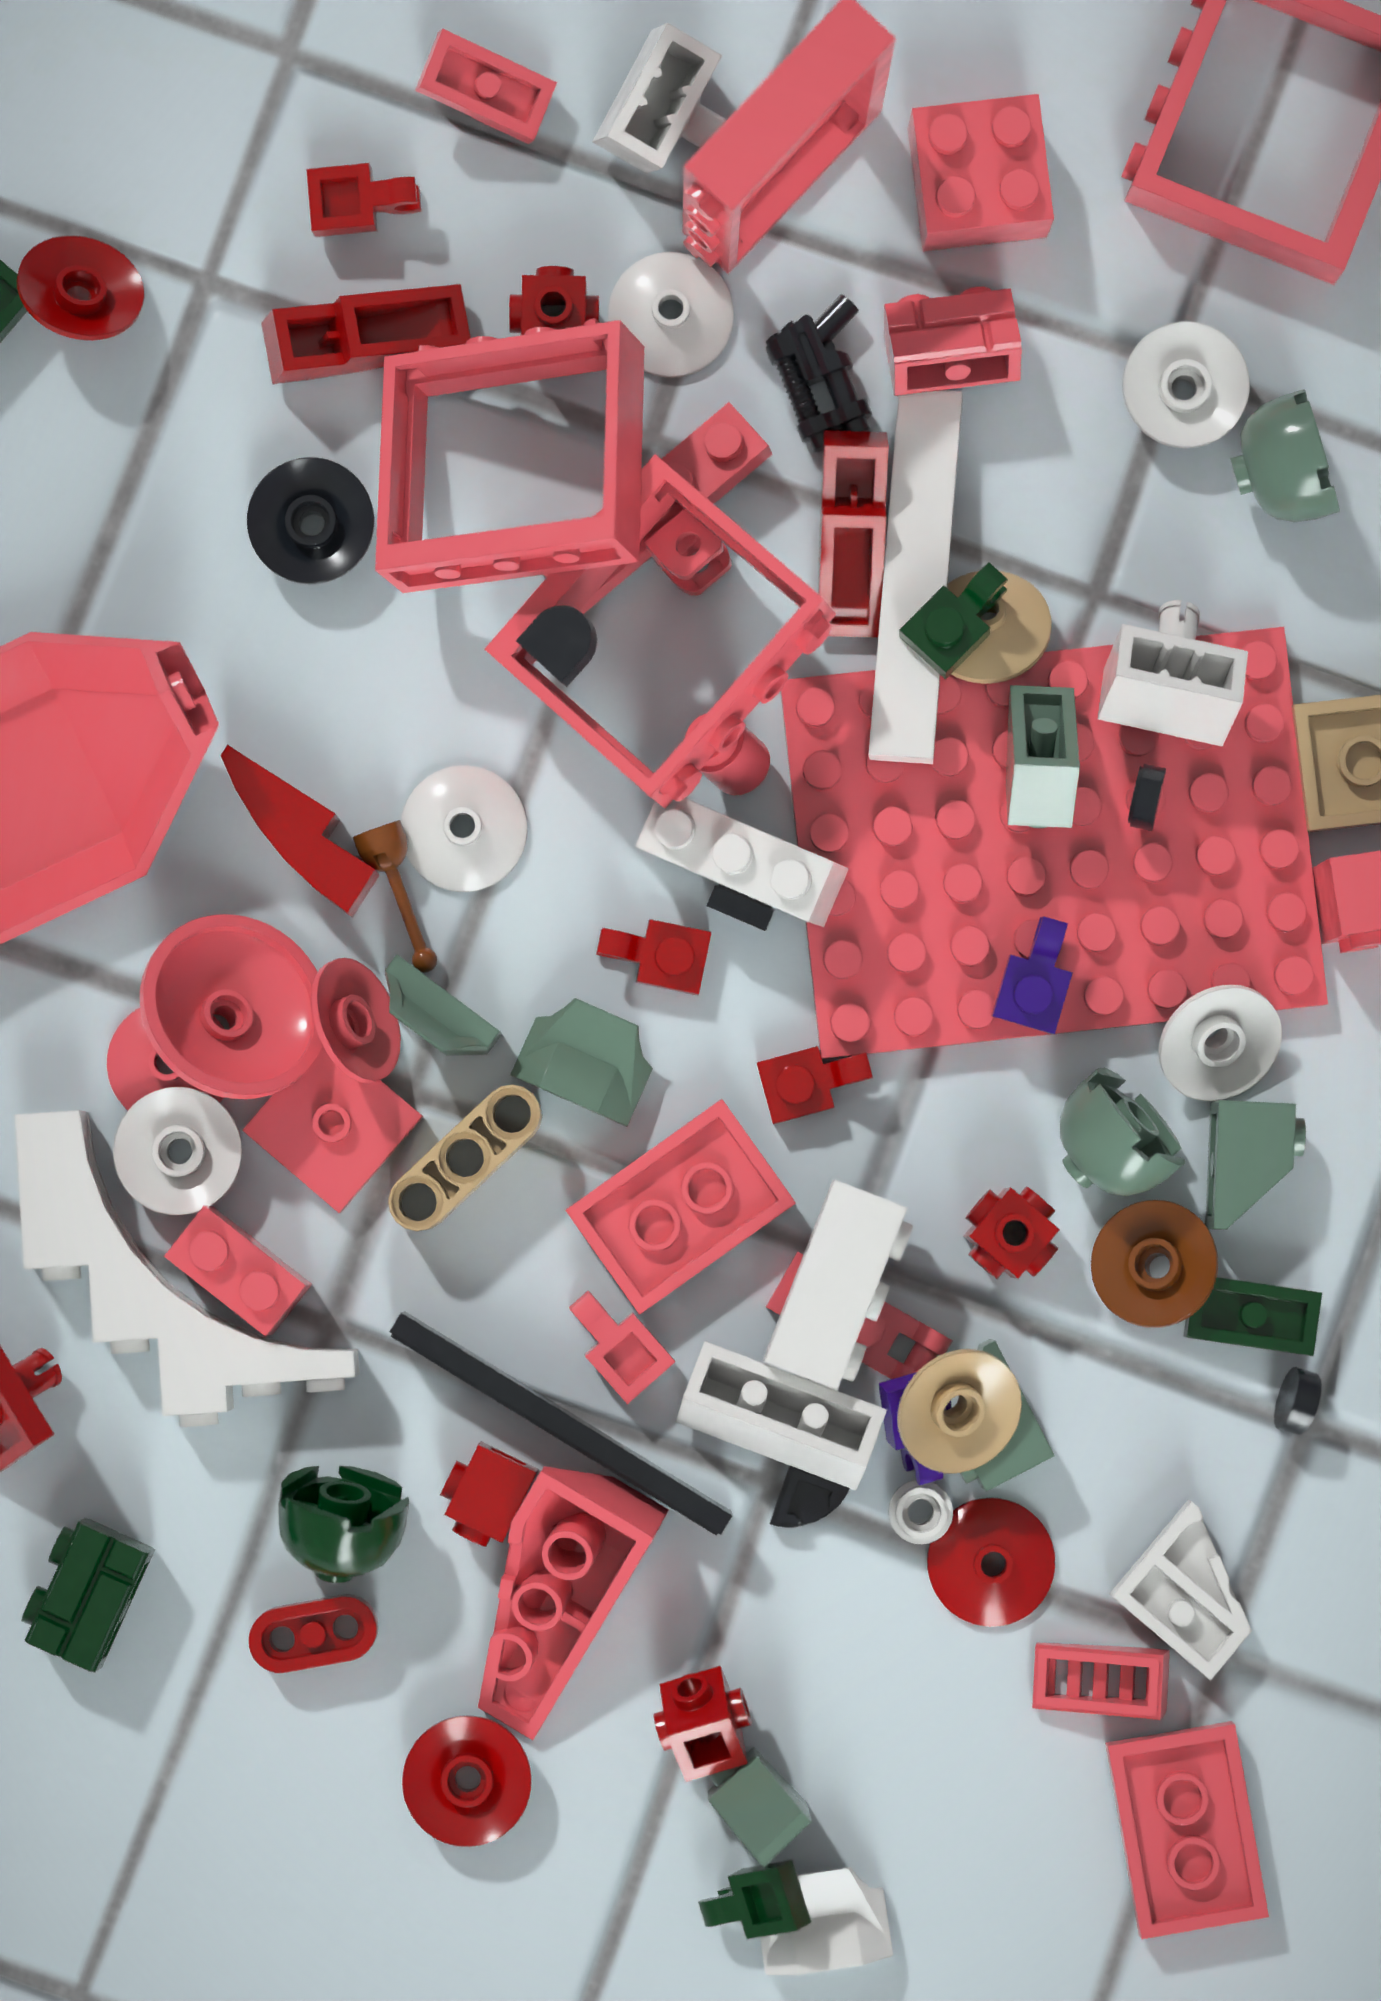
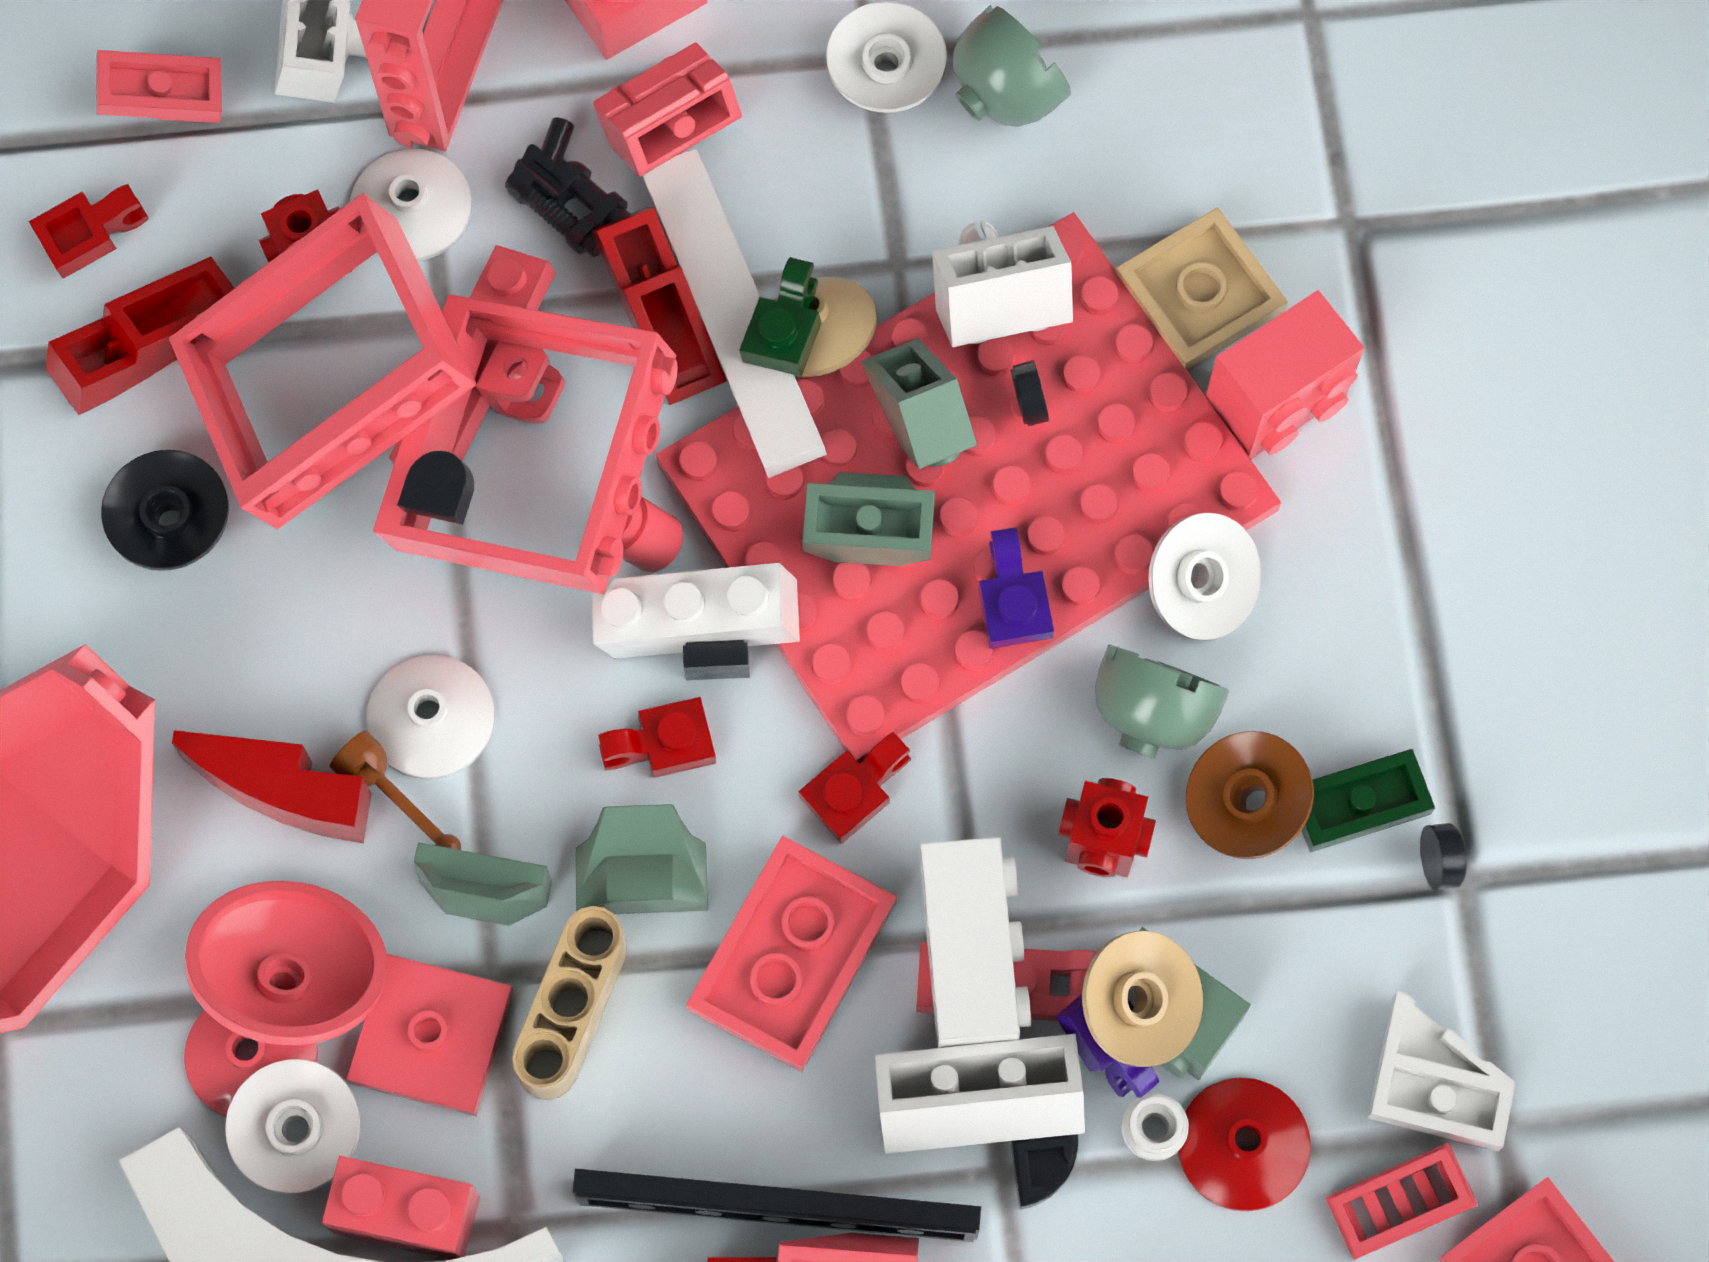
camera: 20 degrees left, 15 degrees down
(355, 1020) = (406, 923): coral dish -> none
(625, 1351) = (806, 1112): coral plate -> none
(942, 844) = (868, 520): none -> sand green slope
(1248, 1155) = (1279, 658): sand green slope -> none

